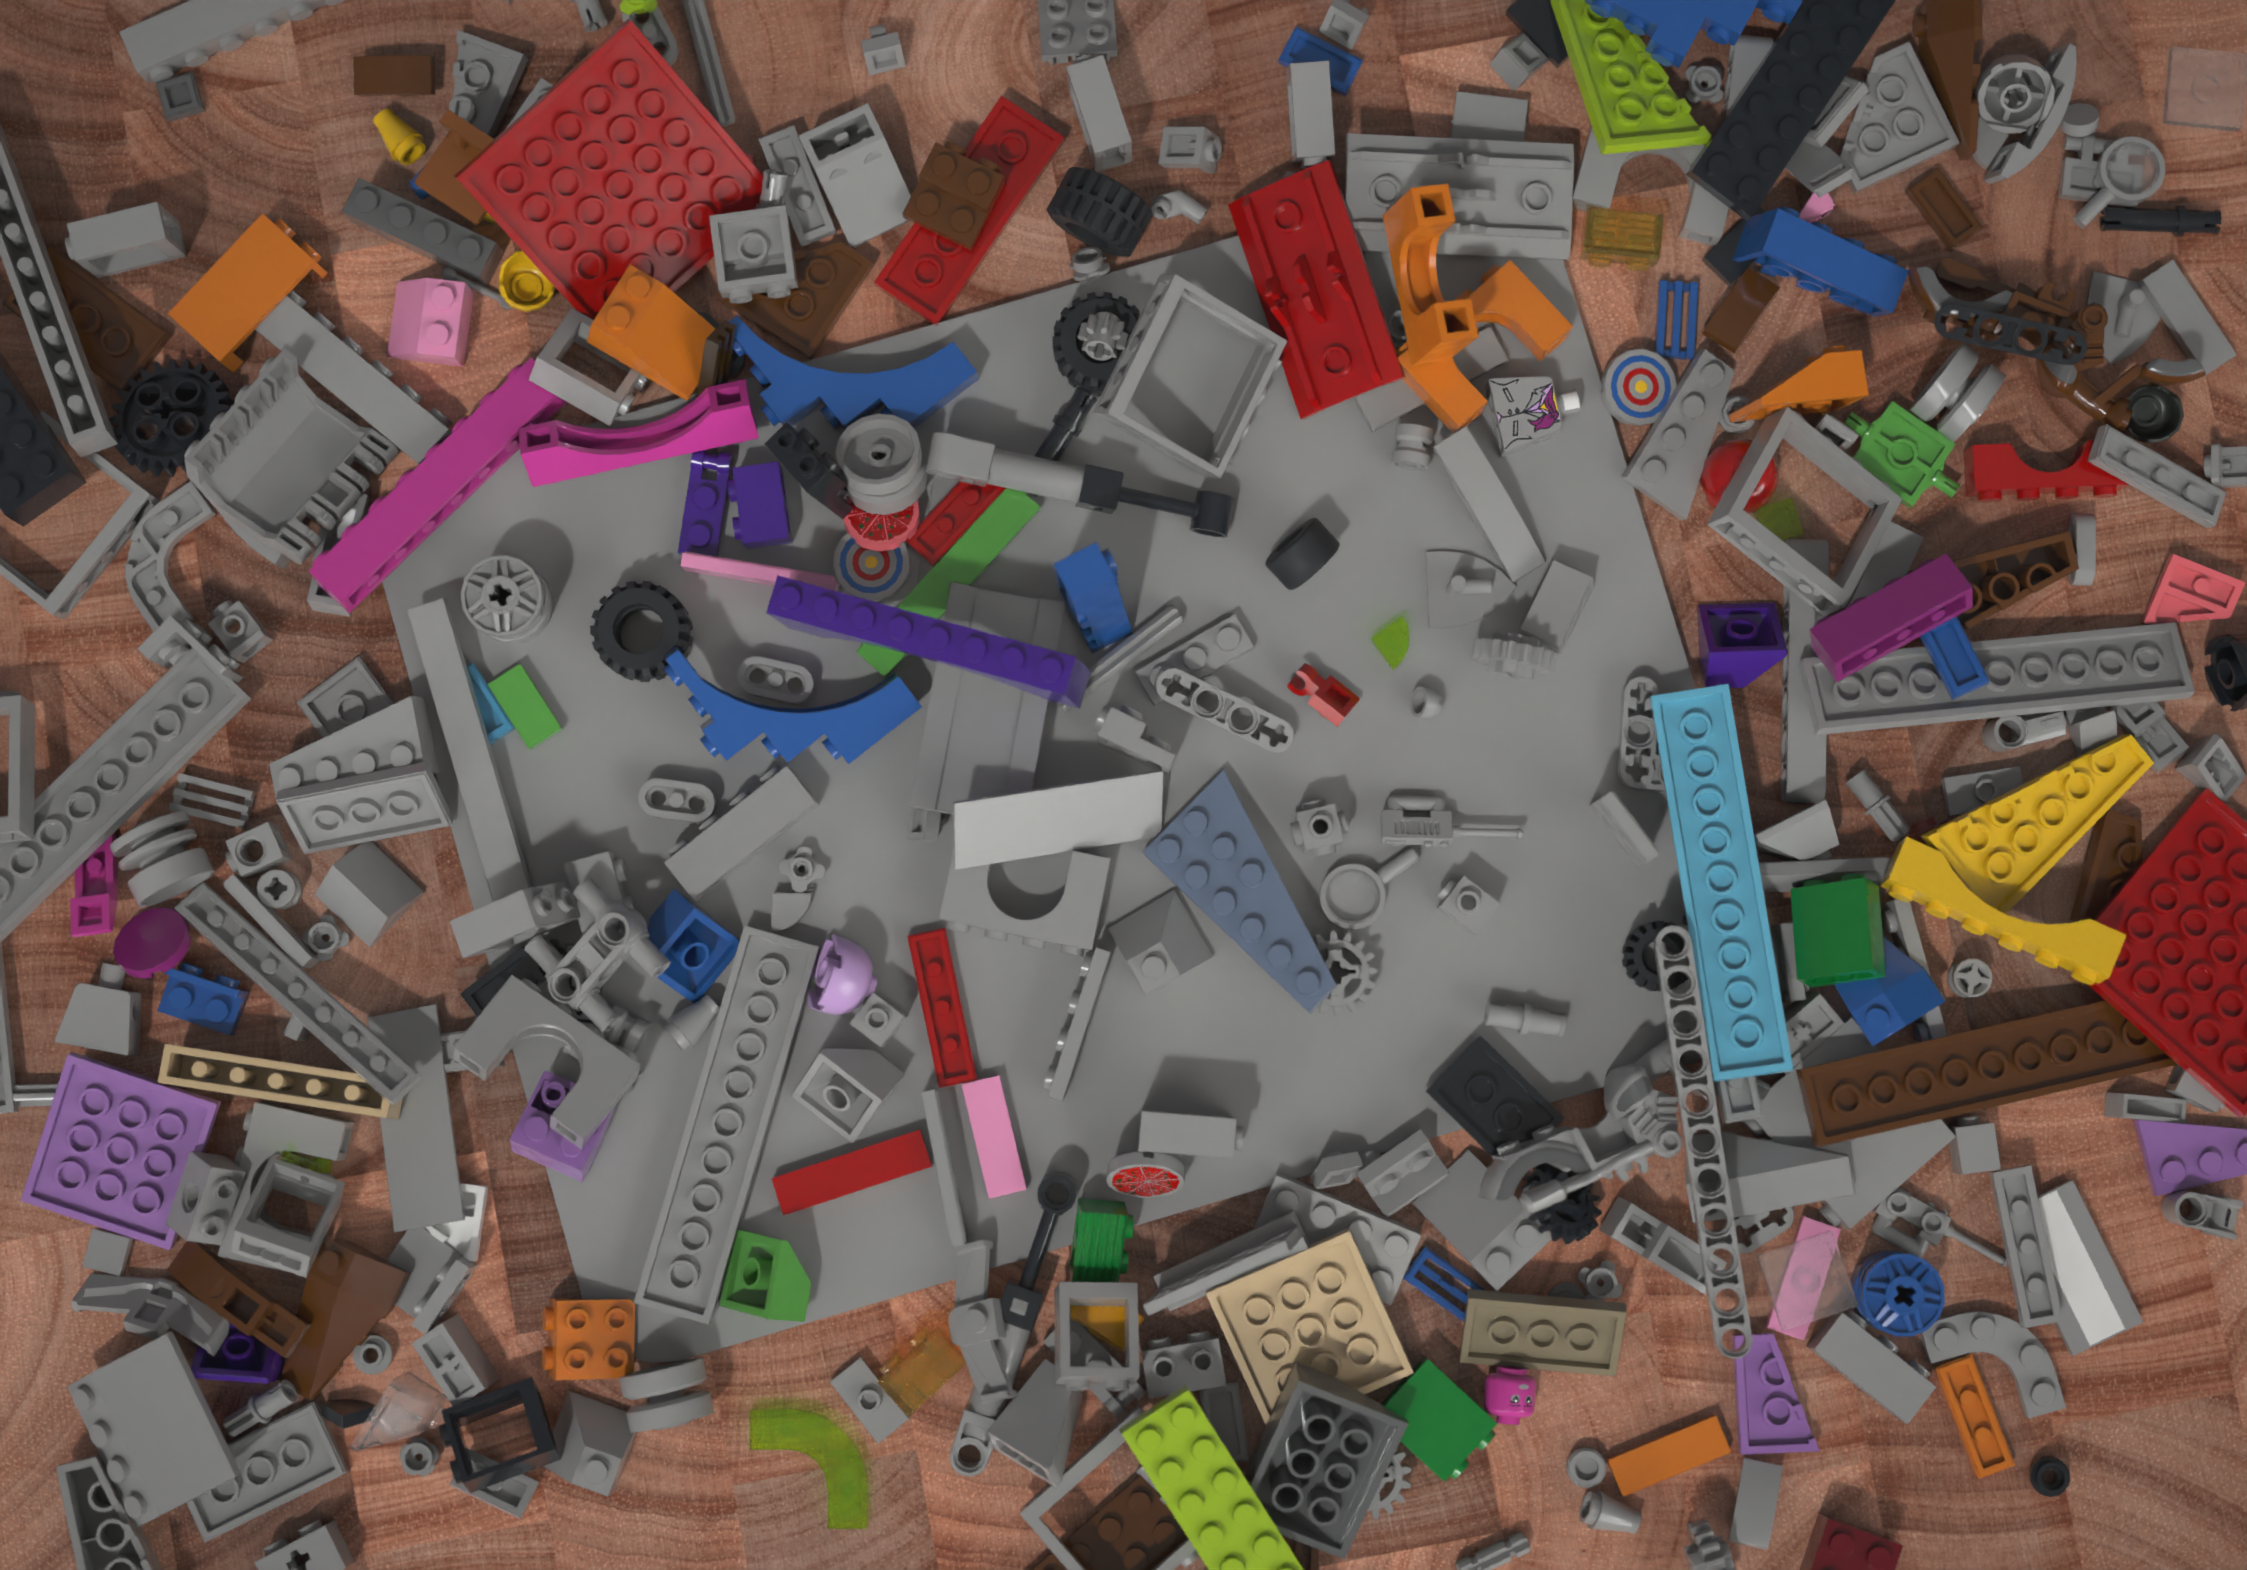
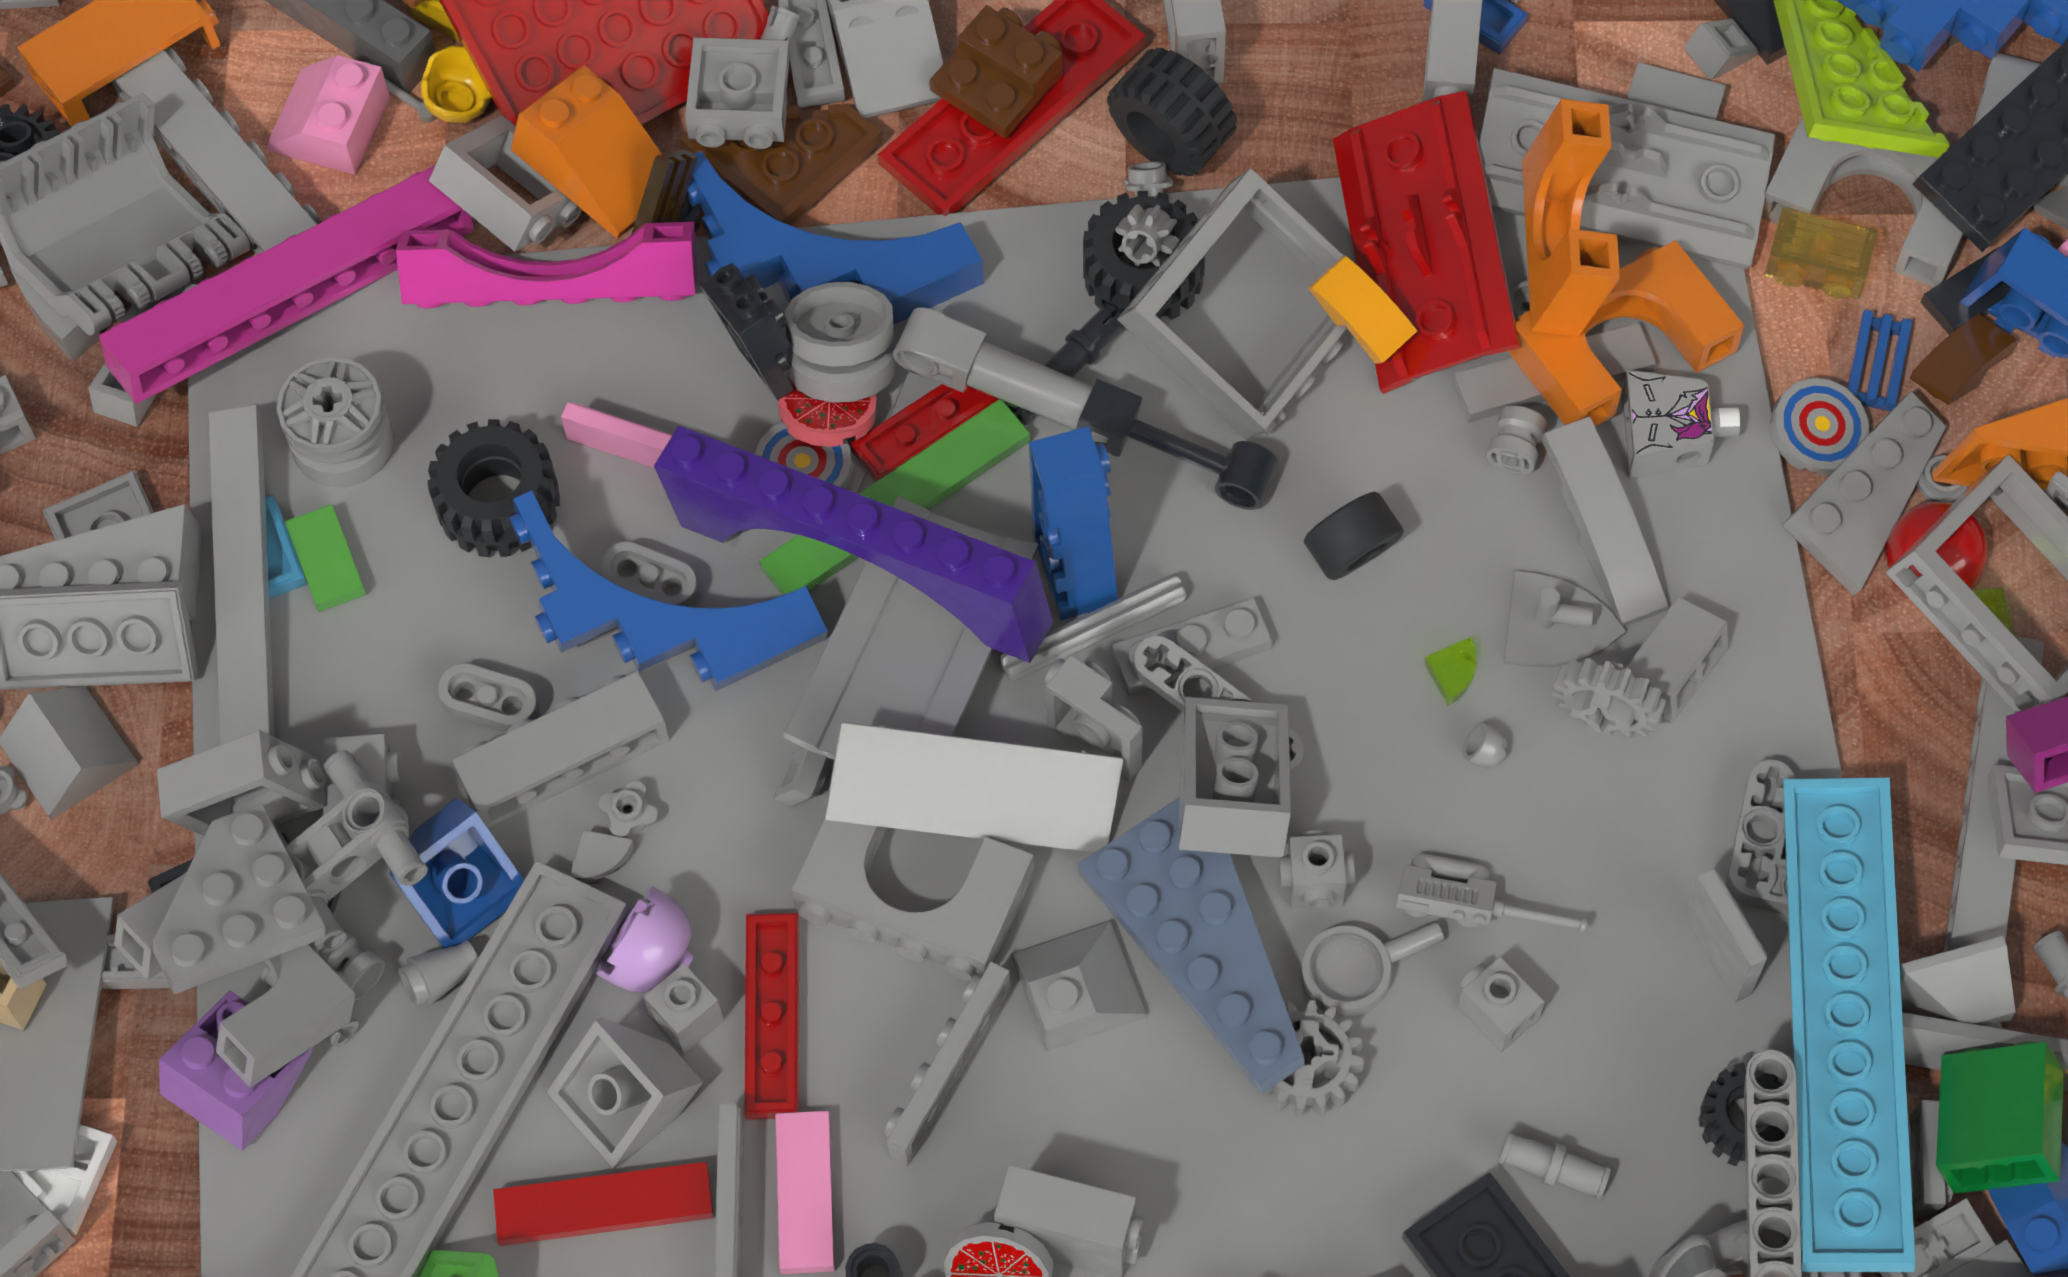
camera: 10 degrees right, 20 degrees down
(537, 1020) = (235, 904): none -> light grey plate
(705, 504) = (613, 357): dark purple plate -> none
(760, 505) = (679, 373): dark purple brick -> none
(1176, 204) = (1270, 133): light grey arm -> none
(1190, 148) = (1298, 72): light grey bracket -> none
(1248, 770) = (1234, 777): none -> light grey slope
(1279, 367) = (1363, 308): none -> light orange slope
(1327, 696) = (1357, 714): red plate -> none
(1707, 74) = (1950, 94): light grey plate -> none
(1738, 642) = (1910, 745): dark purple slope -> none

